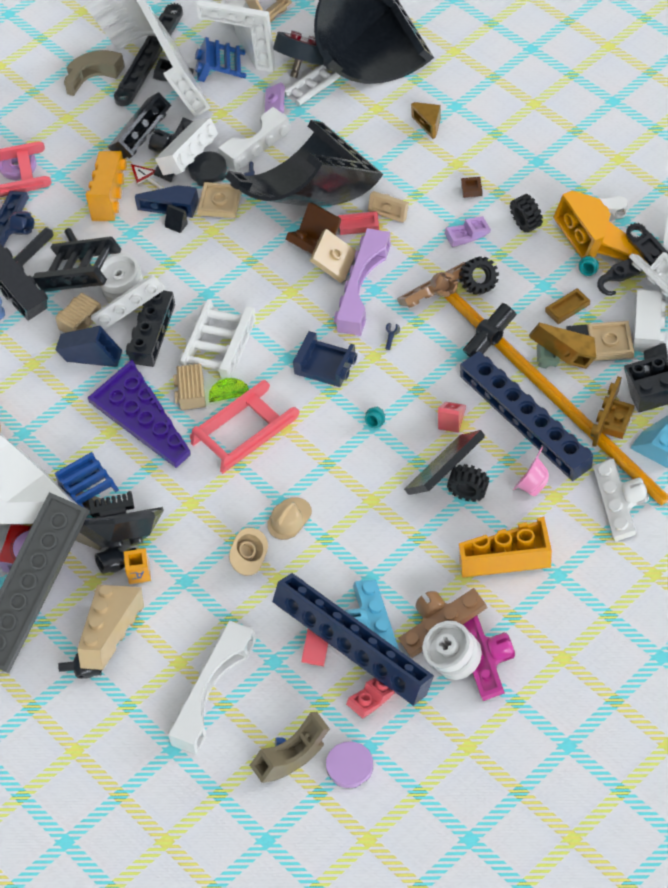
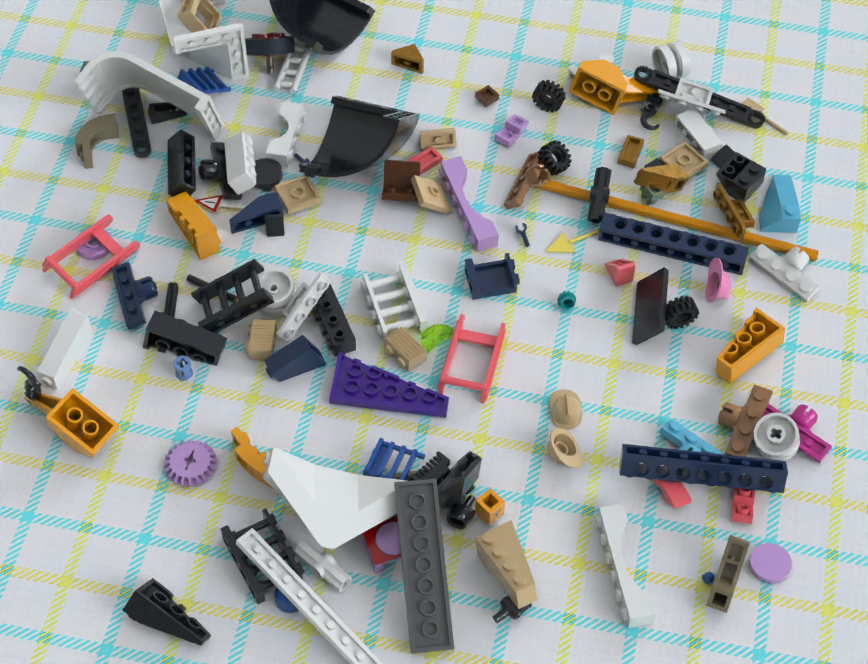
camera: 40 degrees left, 0 degrees up
(275, 97) = (272, 96): lavender plate -> none
(423, 363) = (564, 245): none -> light yellow piece
(588, 266) = (623, 115): teal plate -> none

